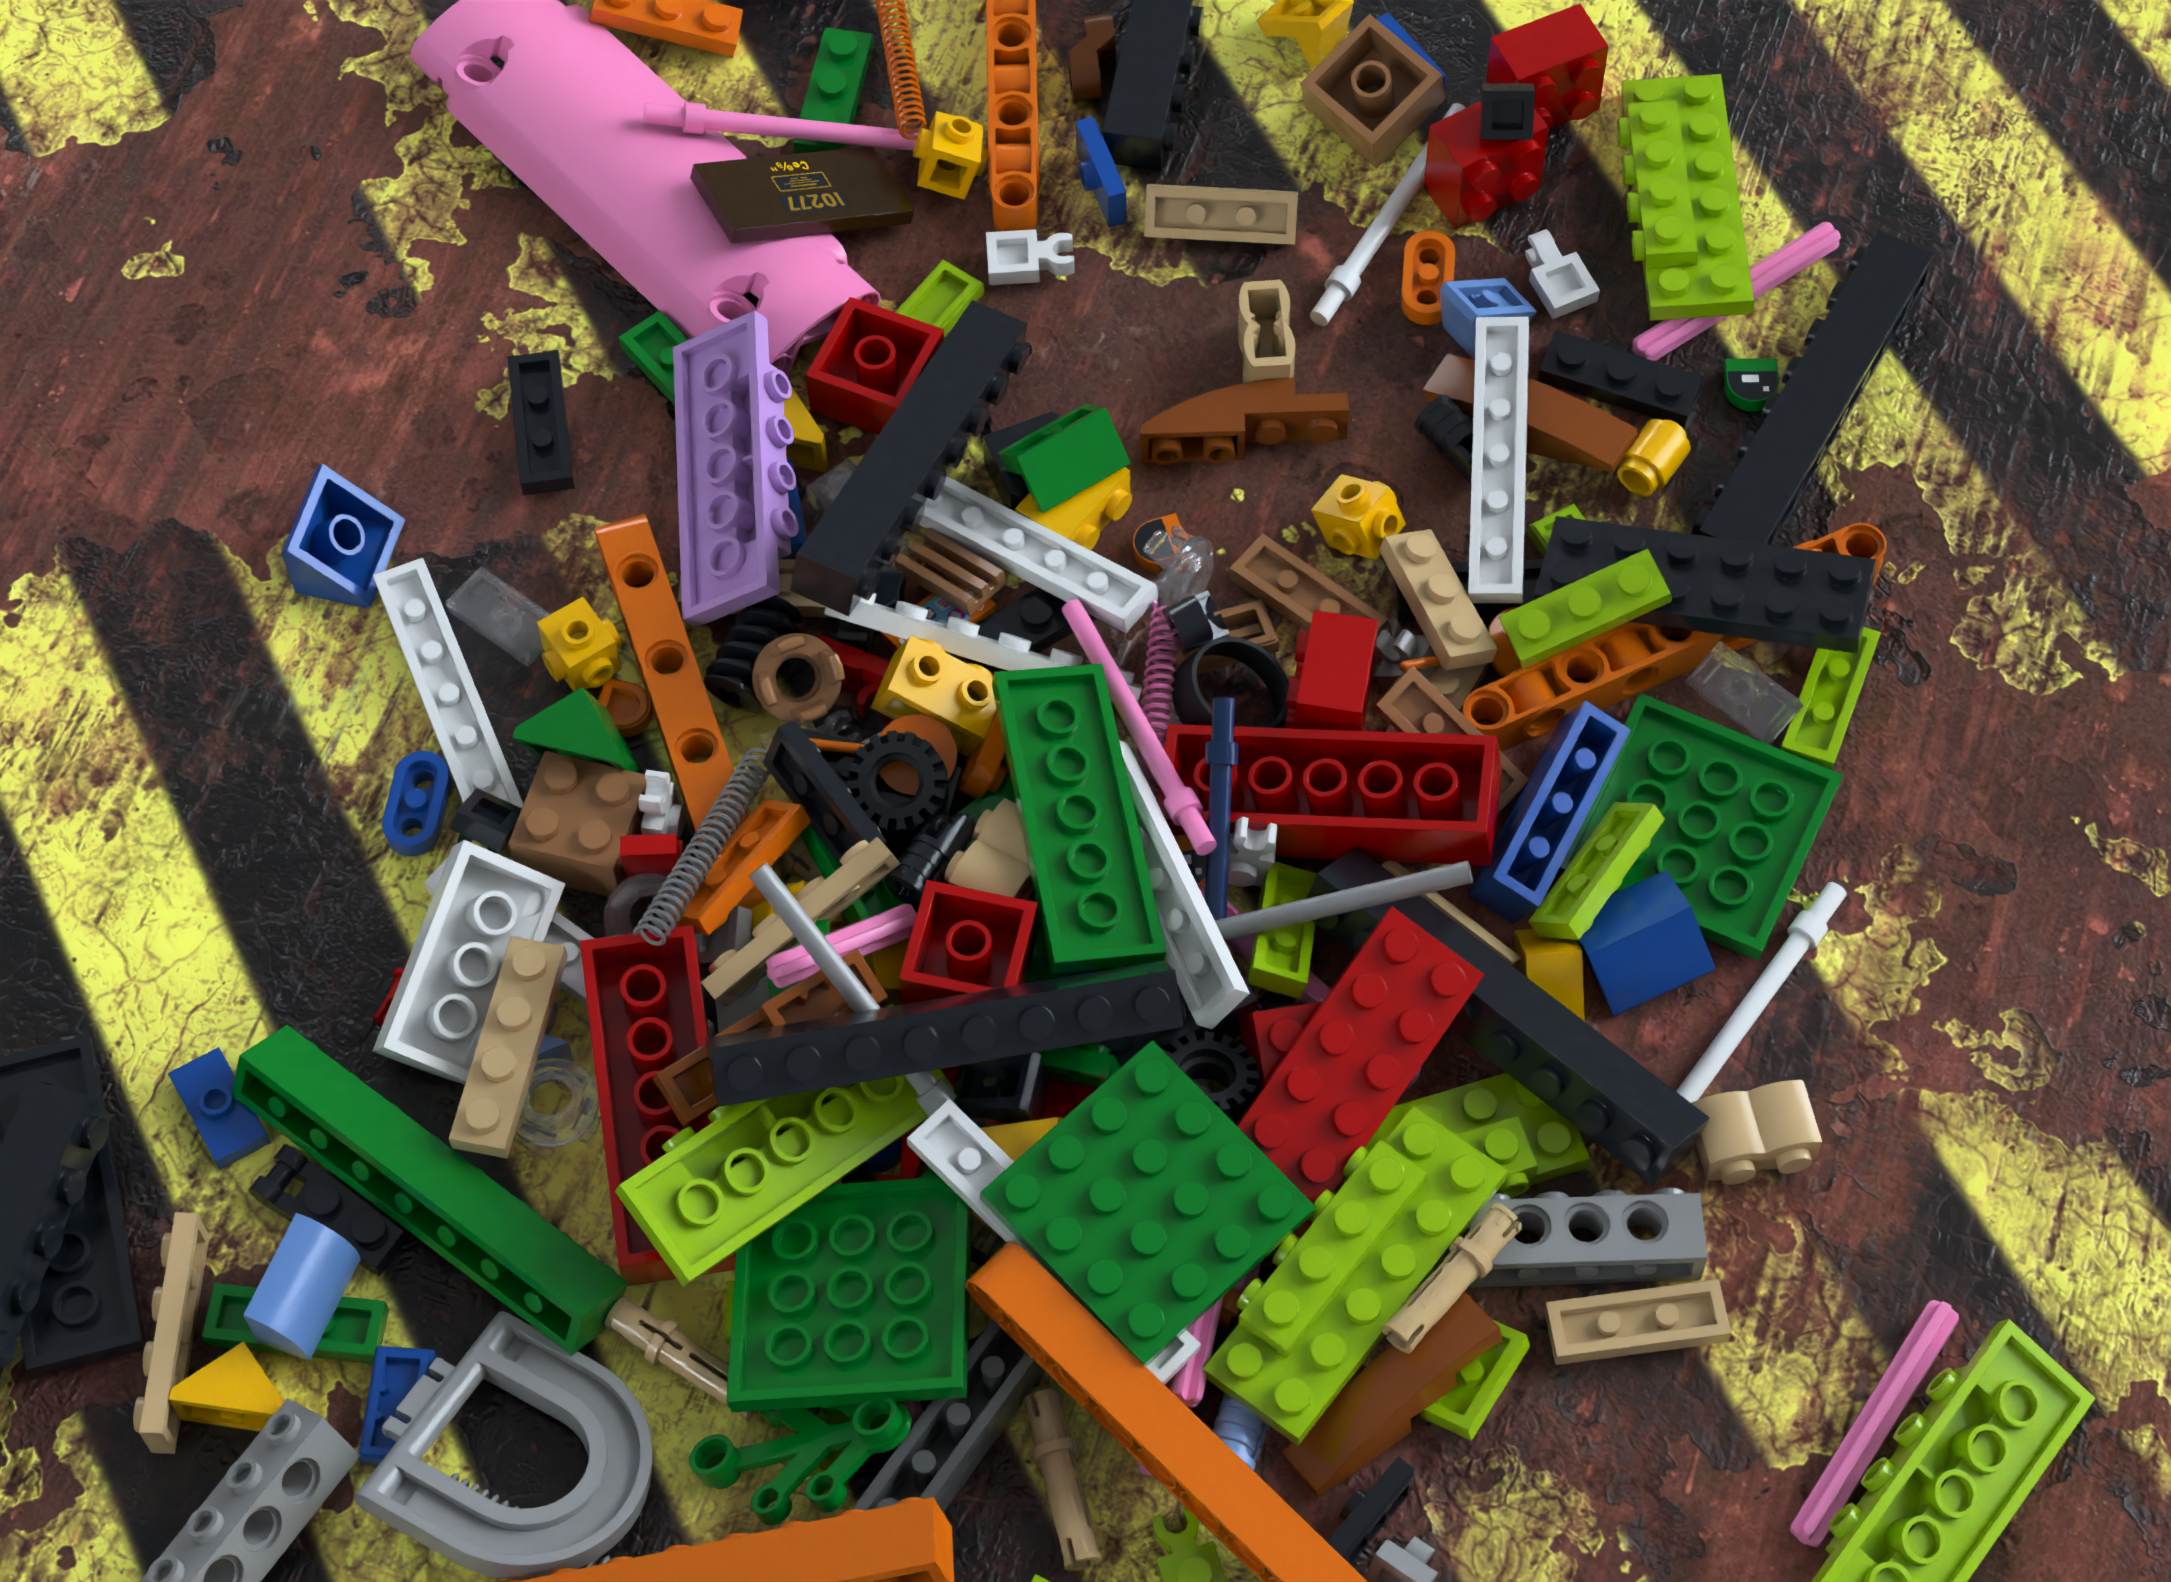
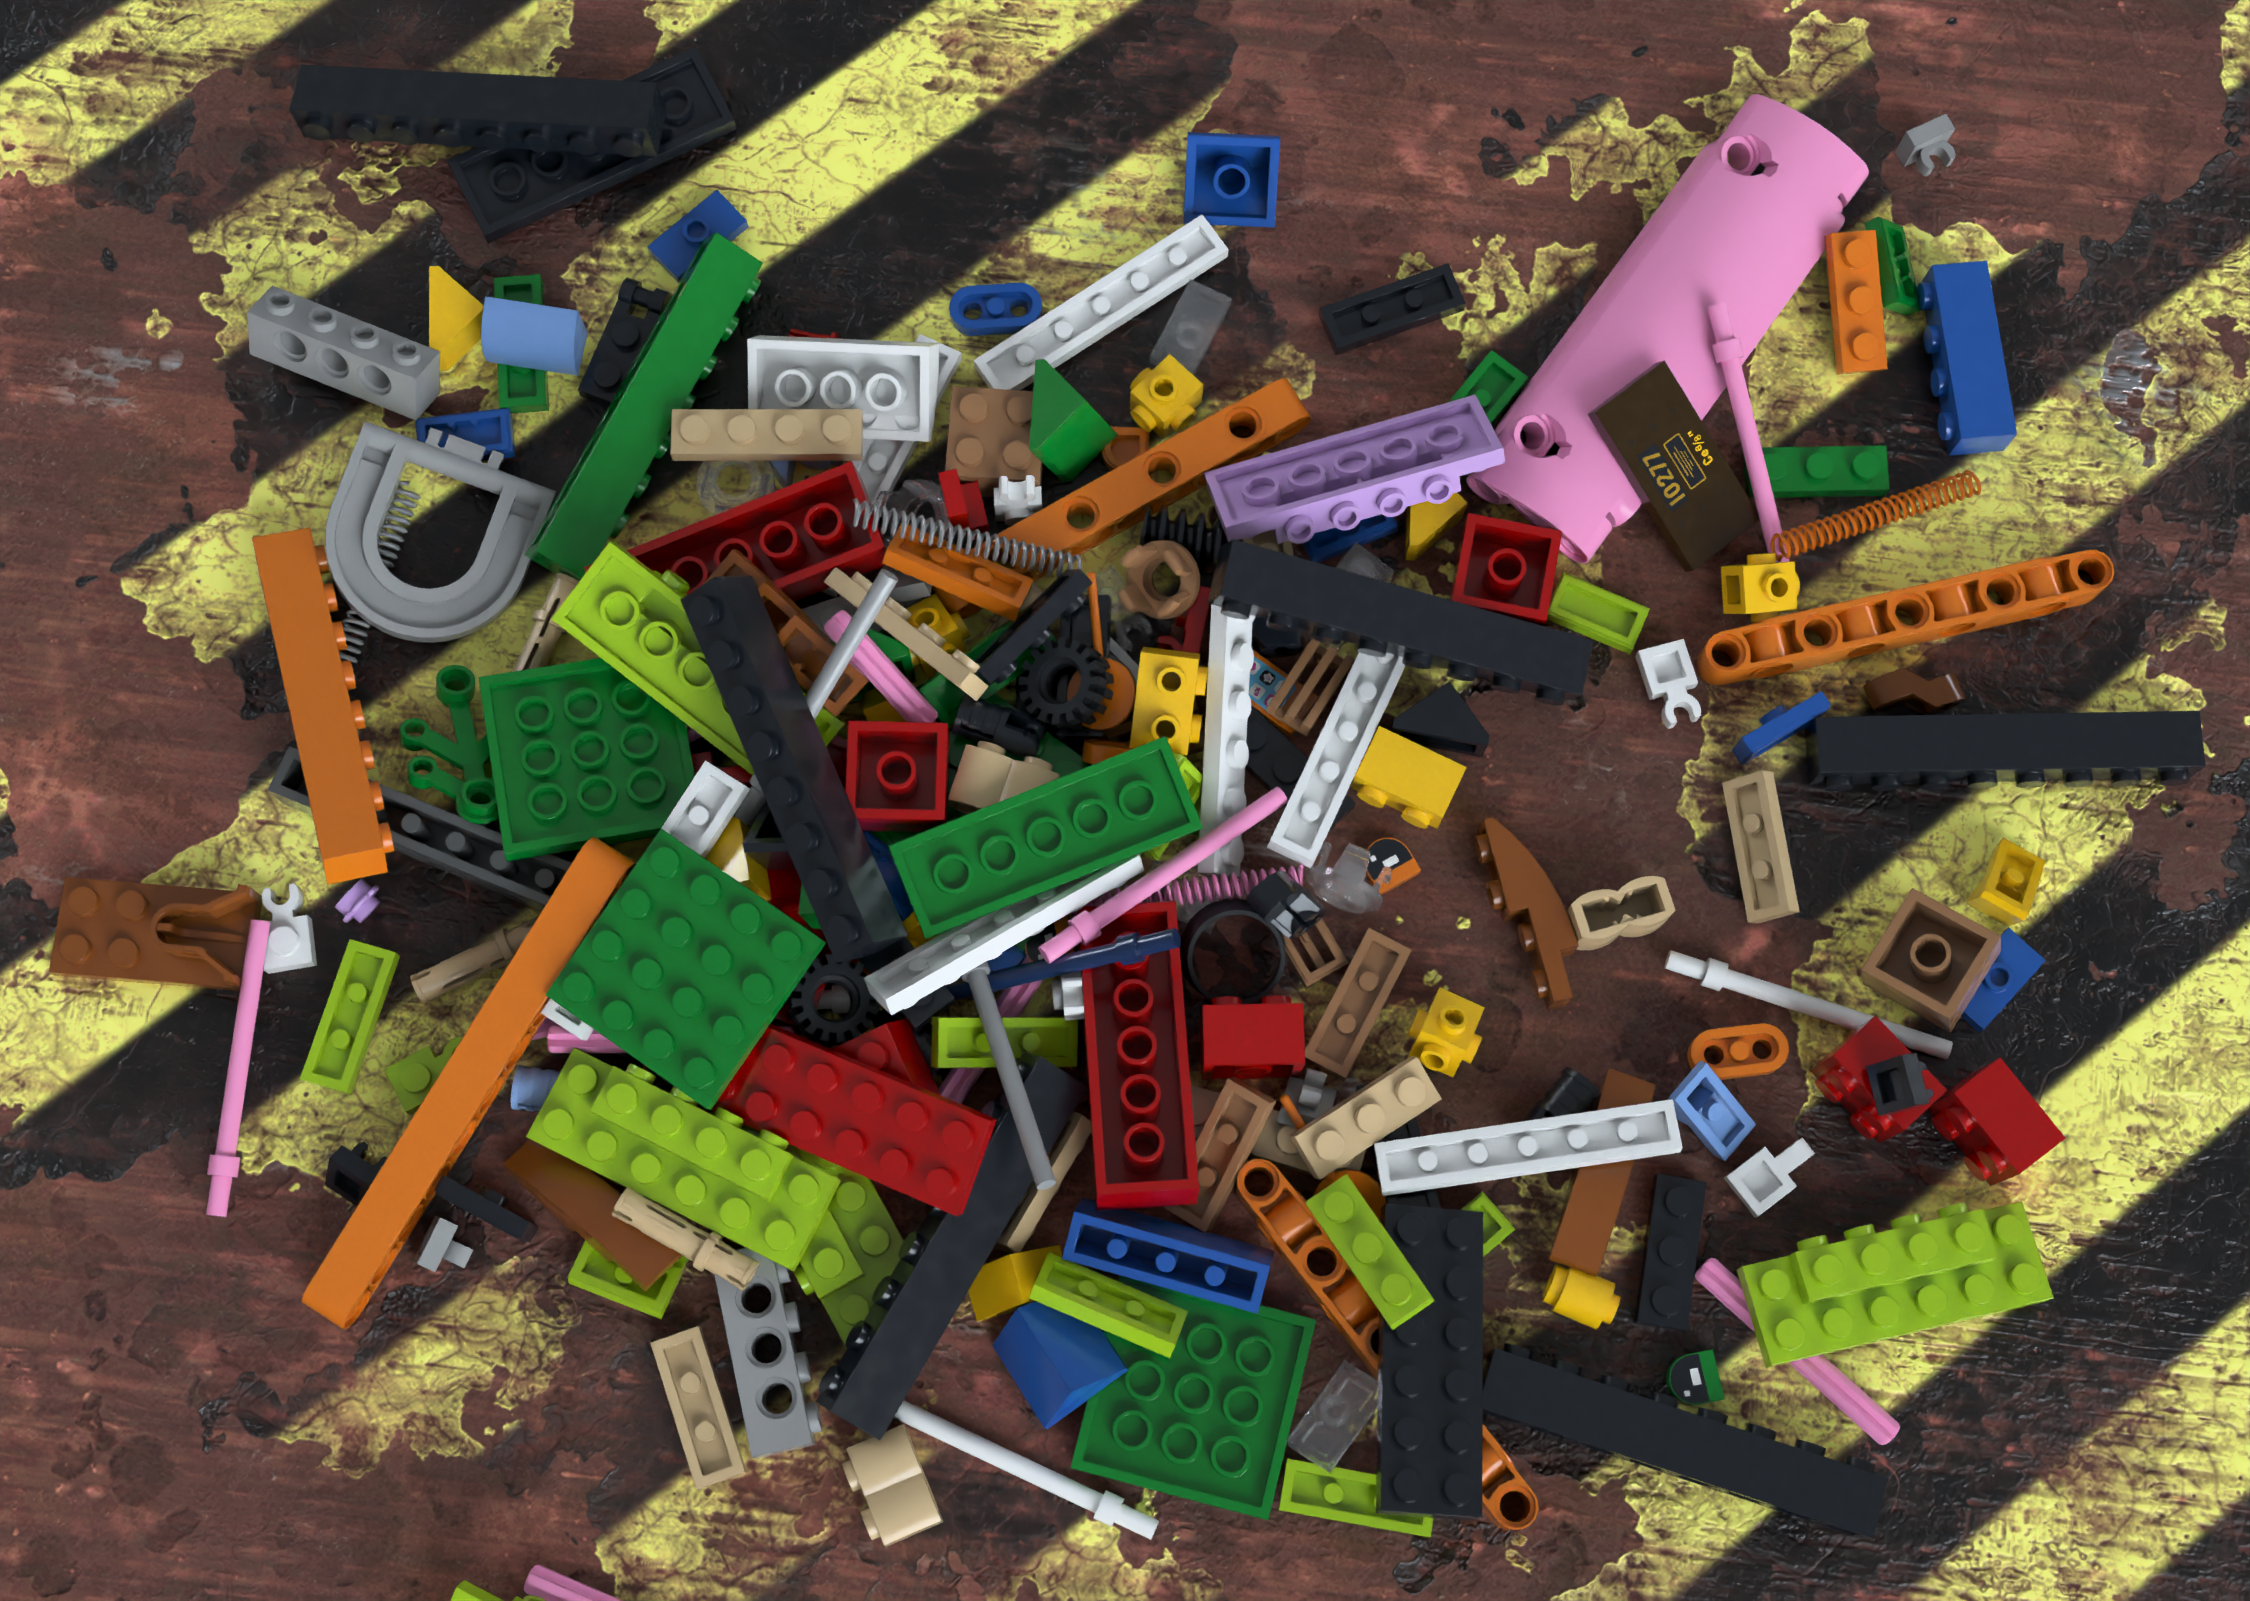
camera: 75 degrees right, 15 degrees up
(175, 1311) = (499, 257): tan plate -> none
(486, 820) = (974, 363): black tile -> none
(1067, 455) = (1436, 755): green panel -> none

